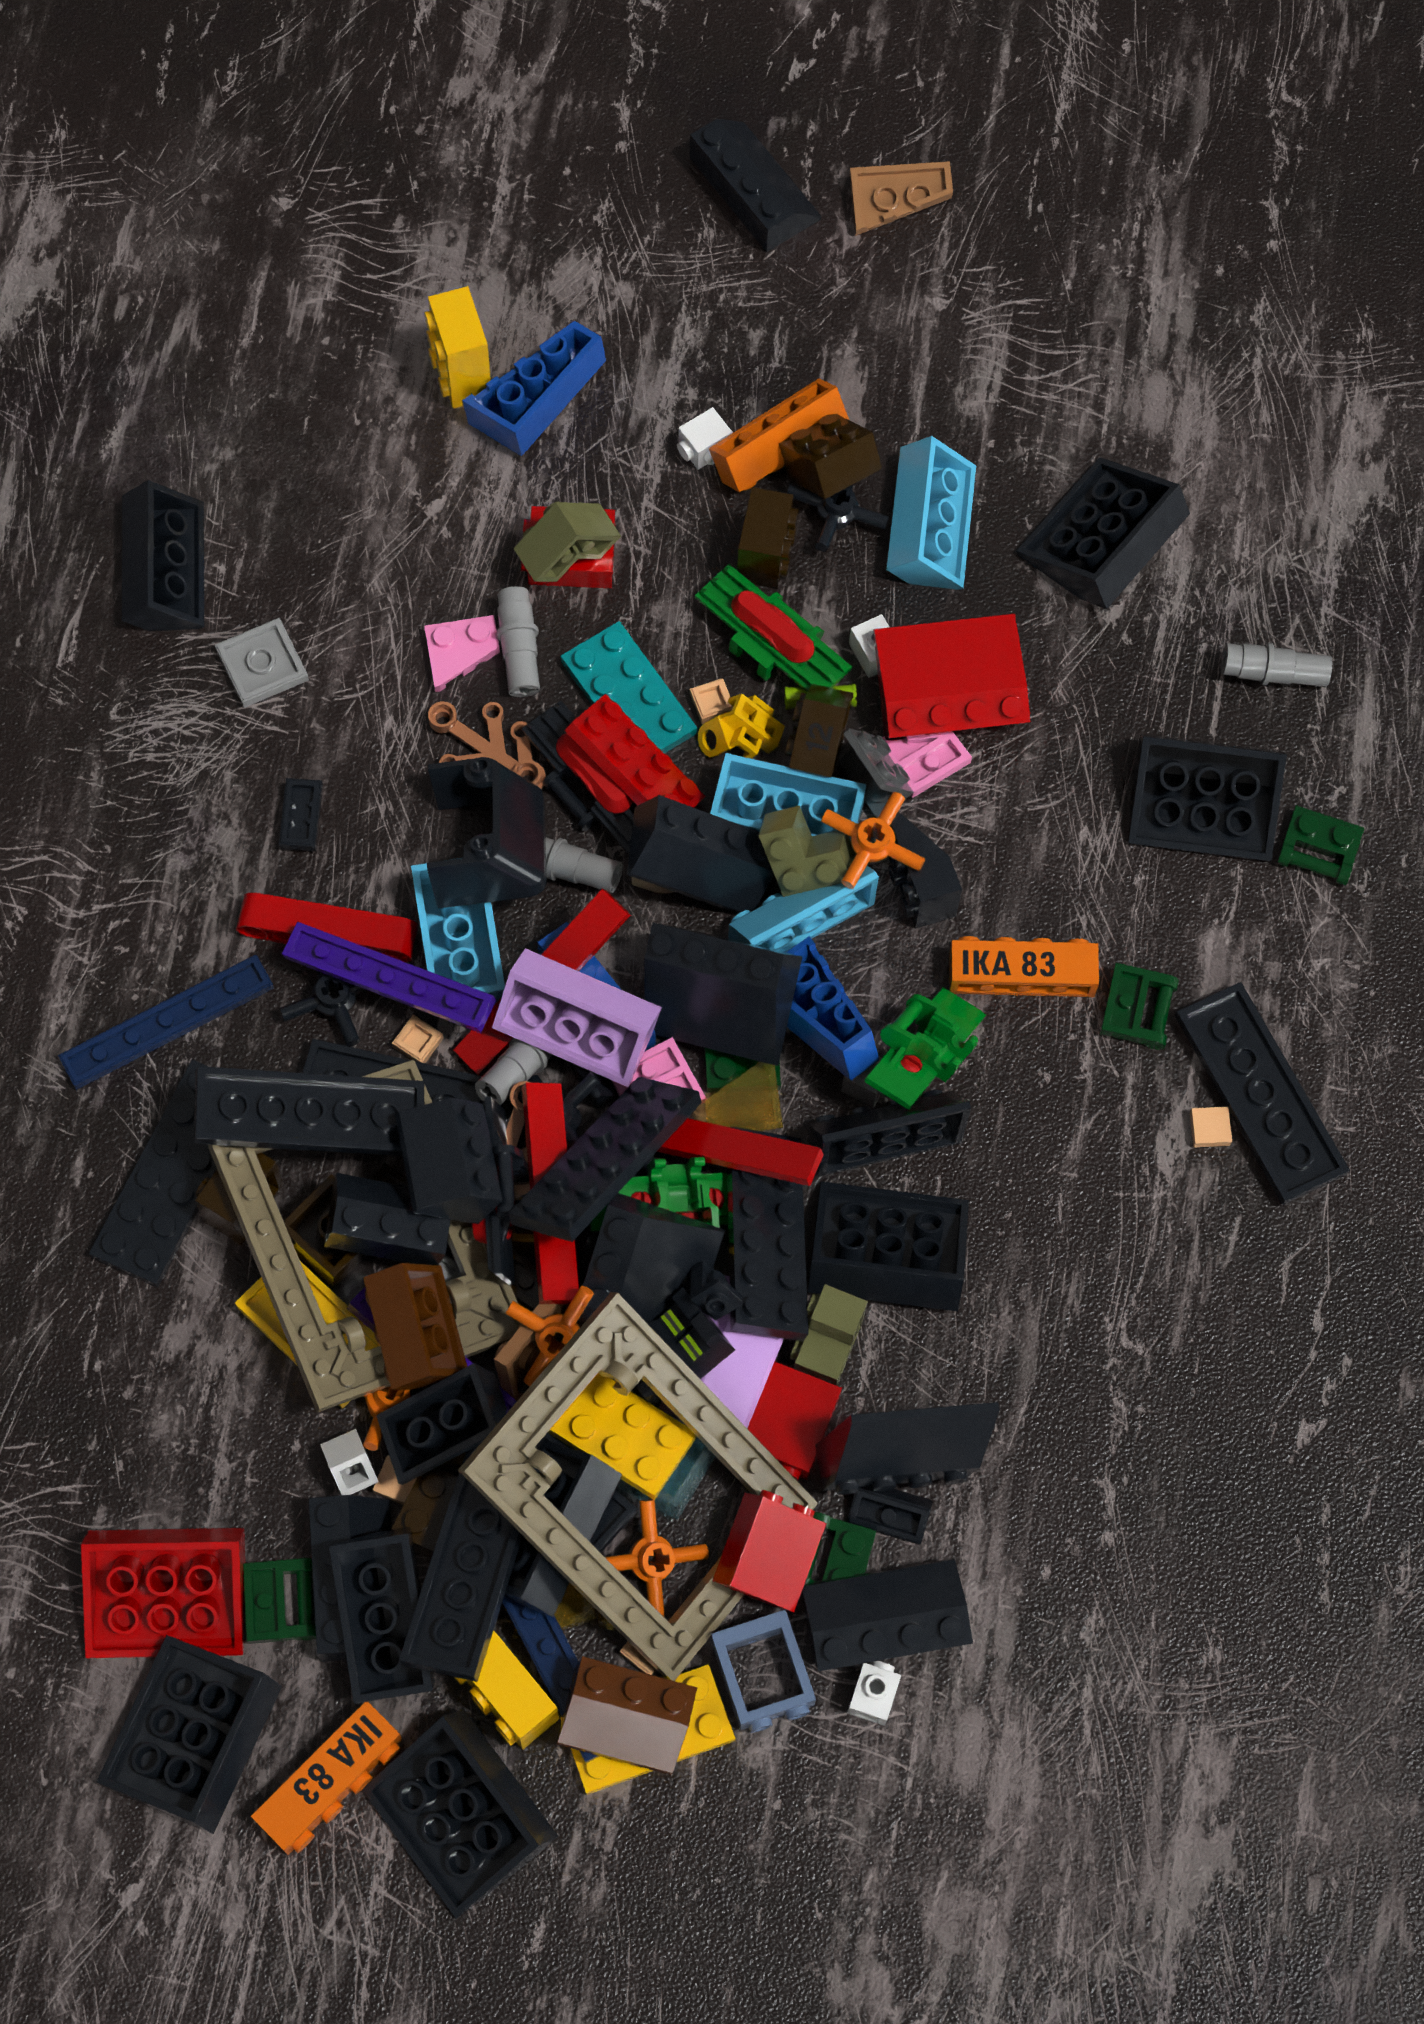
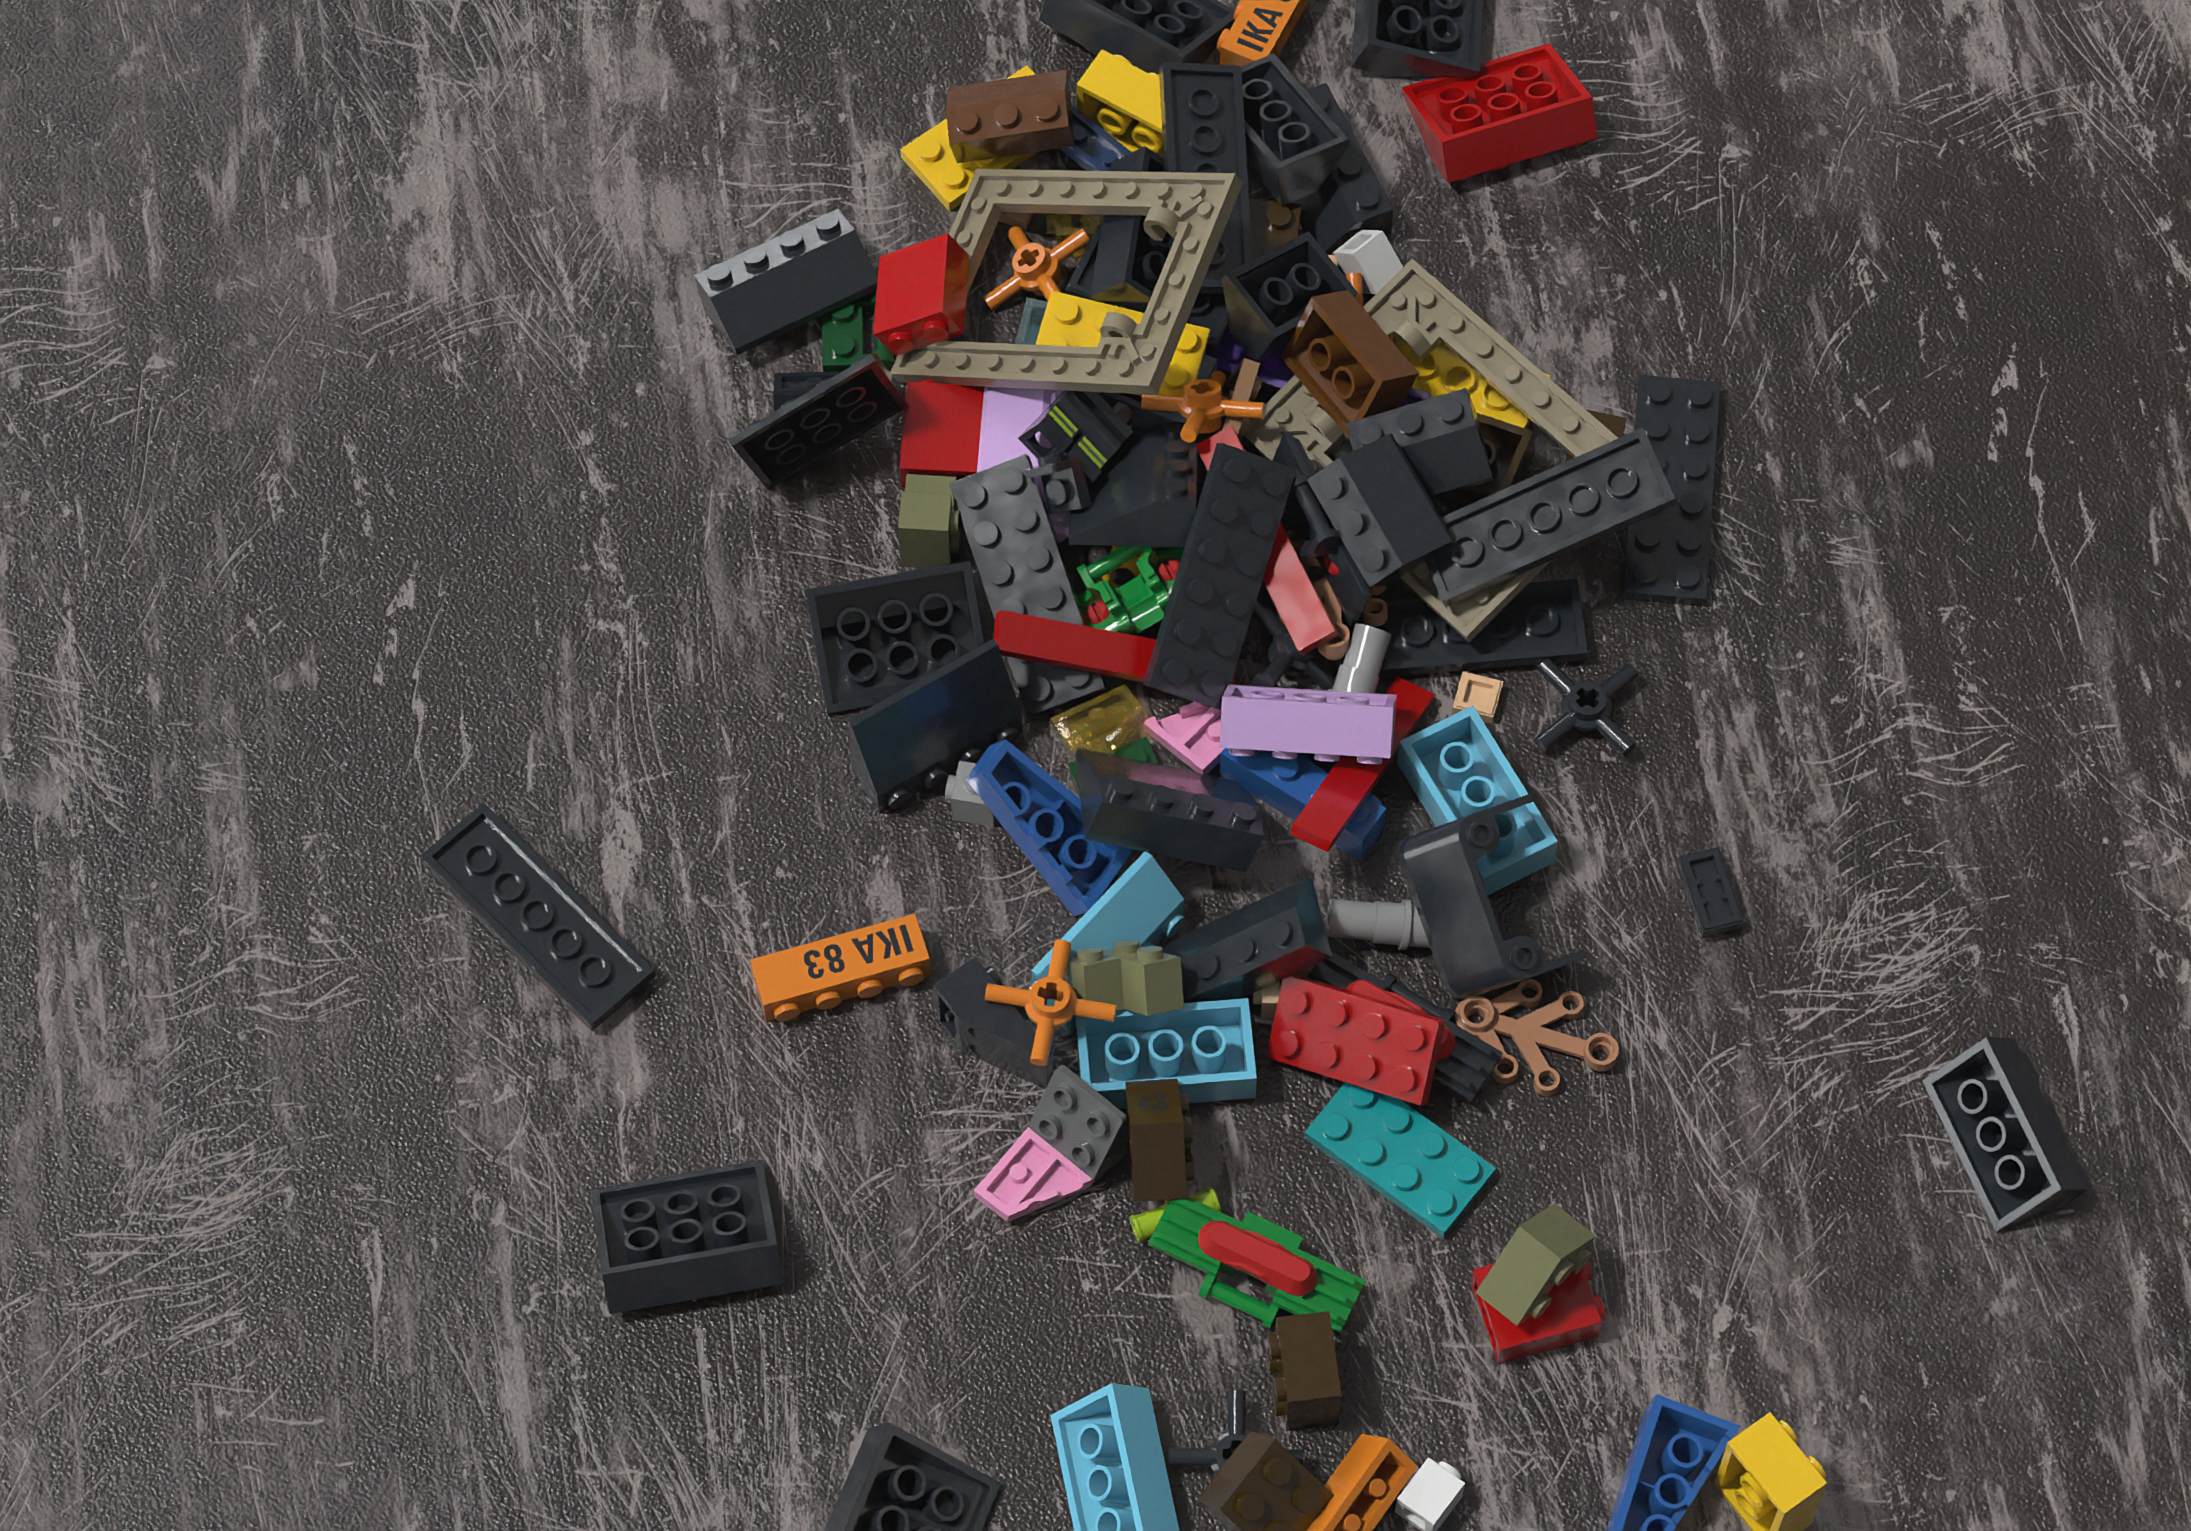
camera: 165 degrees right, 5 degrees down
(166, 1022) = (1752, 635): dark blue tile -> none
(261, 662) = (1836, 1058): light grey tile -> none
(267, 1601) = (1396, 131): dark green plate -> none
(275, 917) = (1627, 776): red beam -> none
(389, 977) = (1529, 709): dark purple plate -> none
(460, 647) = (1617, 1147): bright pink wing -> none
(518, 641) = (1549, 1161): light grey piece -> none
(711, 700) = (1300, 1177): light nougat tile -> none
(733, 725) = (1258, 1124): yellow piece -> none
(750, 1633) = (879, 171): sand blue window -> none
(863, 643) = (1130, 1293): white brick -> none
(874, 1692) = (776, 213): white brick -> none
(930, 1053) = (913, 820): green piece -> none
(951, 676) = (1025, 1260): red slope -> none
(1127, 1003) = (712, 970): dark green plate -> none
(1210, 1127) = (584, 867): light nougat tile -> none
(1275, 665) = (643, 1421): light grey piece -> none
(1324, 836) = (536, 1238): dark green plate -> none

